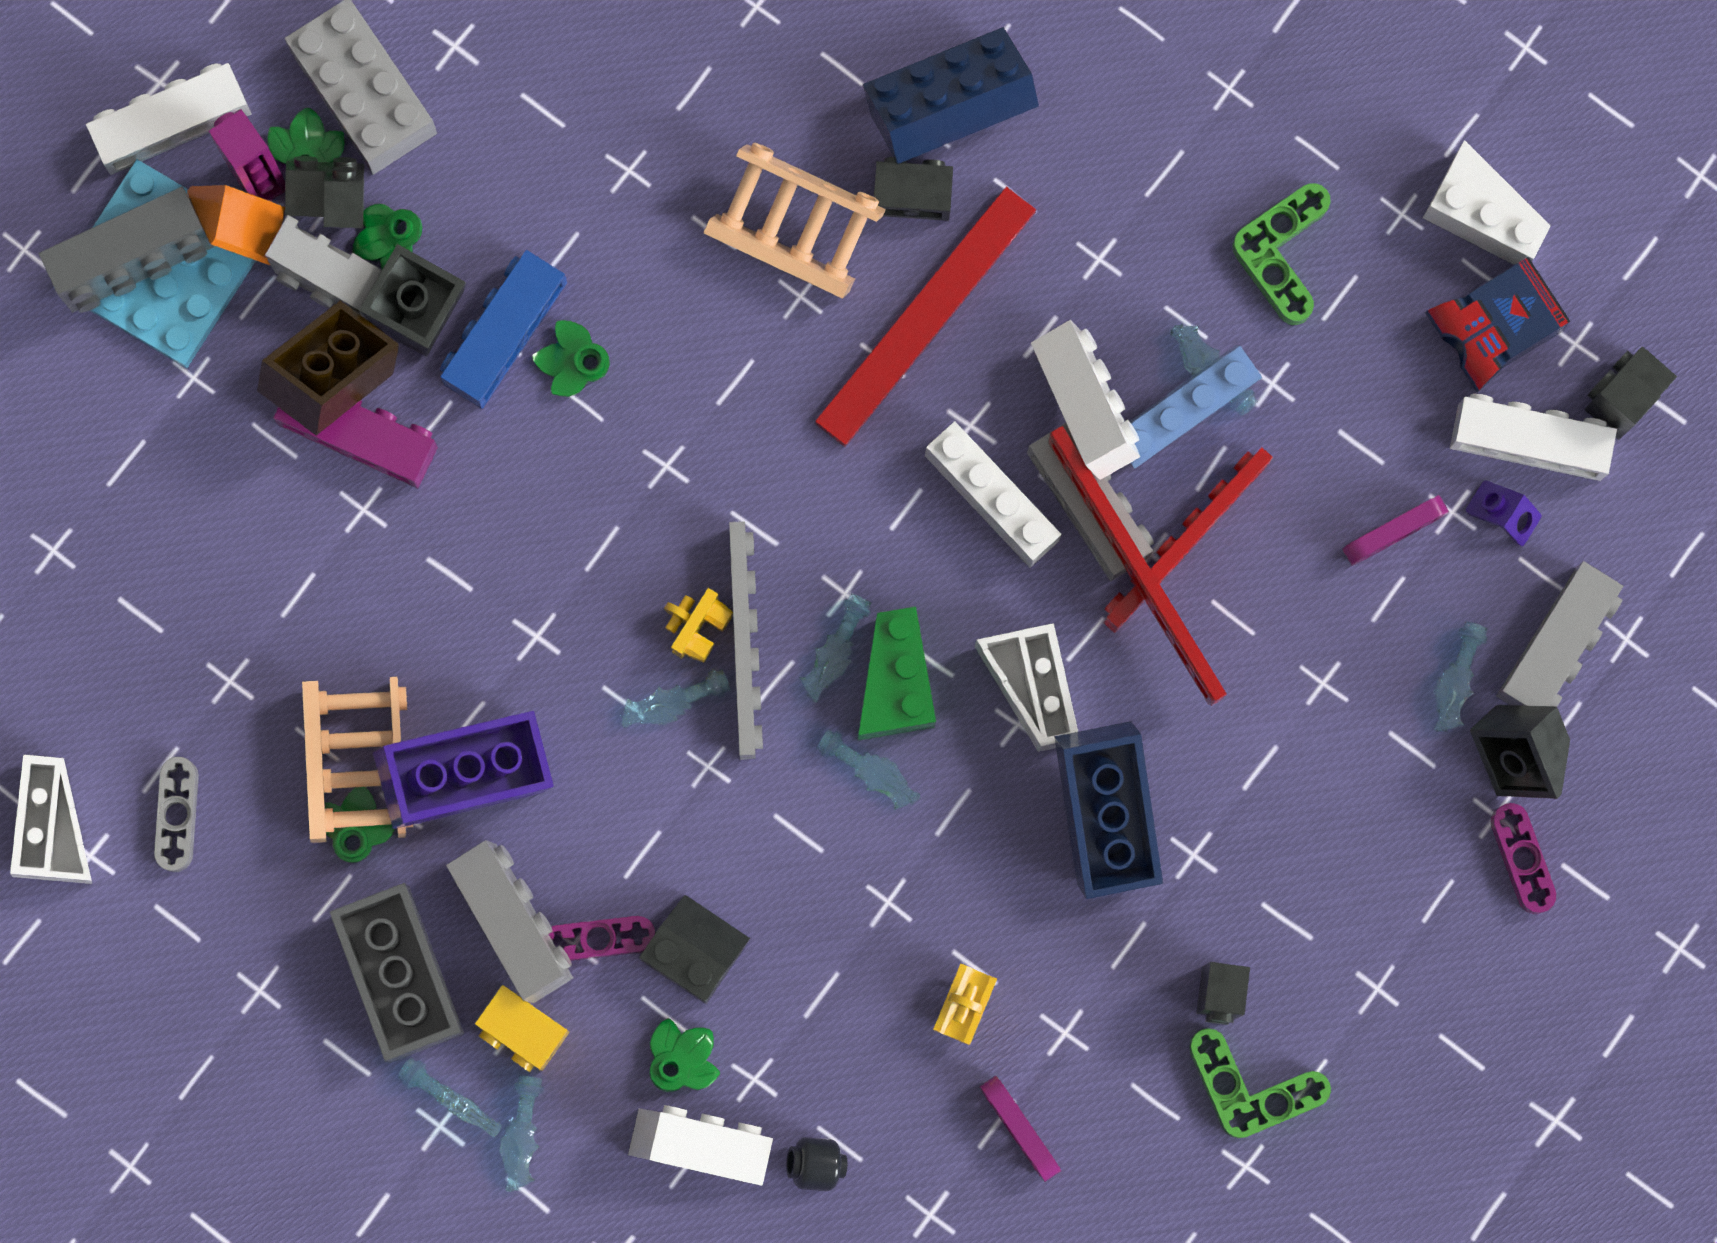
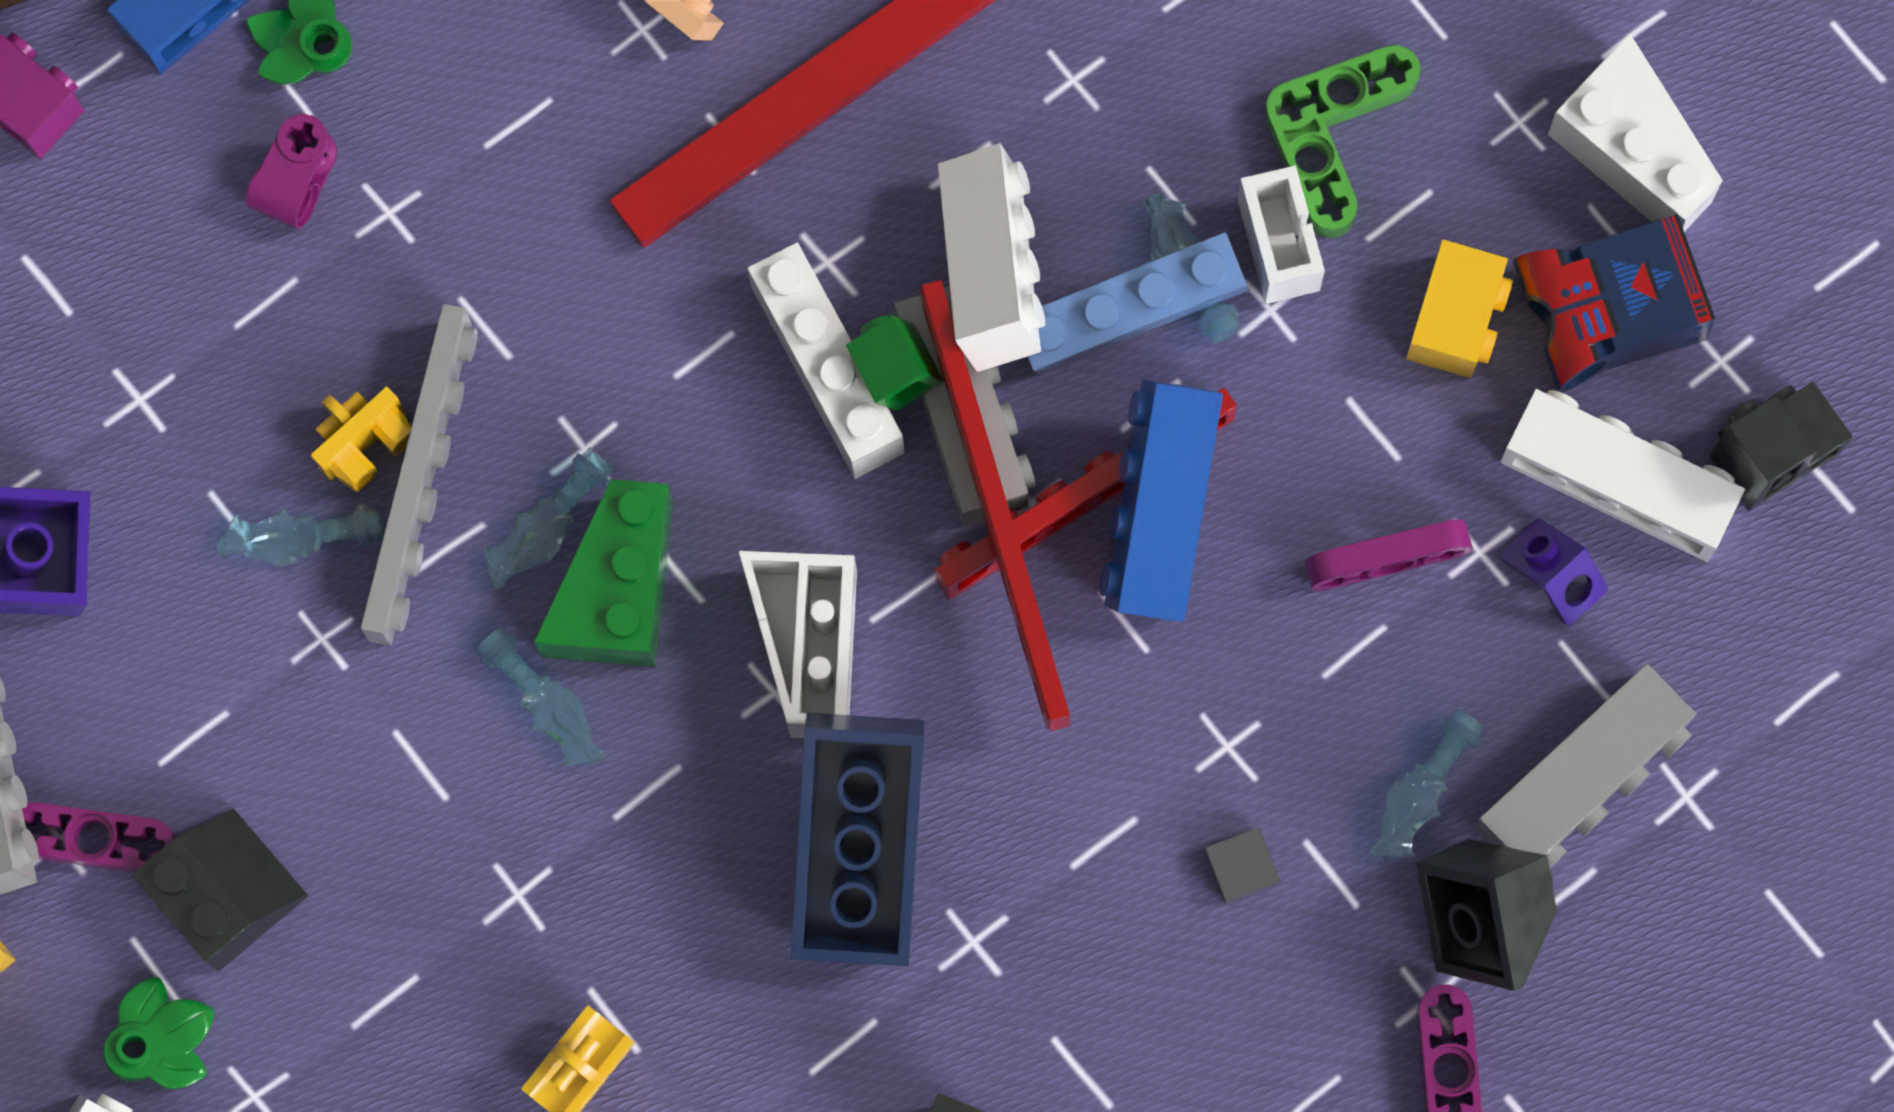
camera: 25 degrees right, 5 degrees down
(596, 462) = (289, 180): none -> magenta piece
(1042, 486) = (894, 362): none -> green brick
(1242, 534) = (1161, 500): none -> blue brick
(1258, 322) = (1272, 217): none -> white piece
(1354, 759) = (1242, 865): none -> dark grey tile
(1398, 354) = (1458, 309): none -> yellow brick

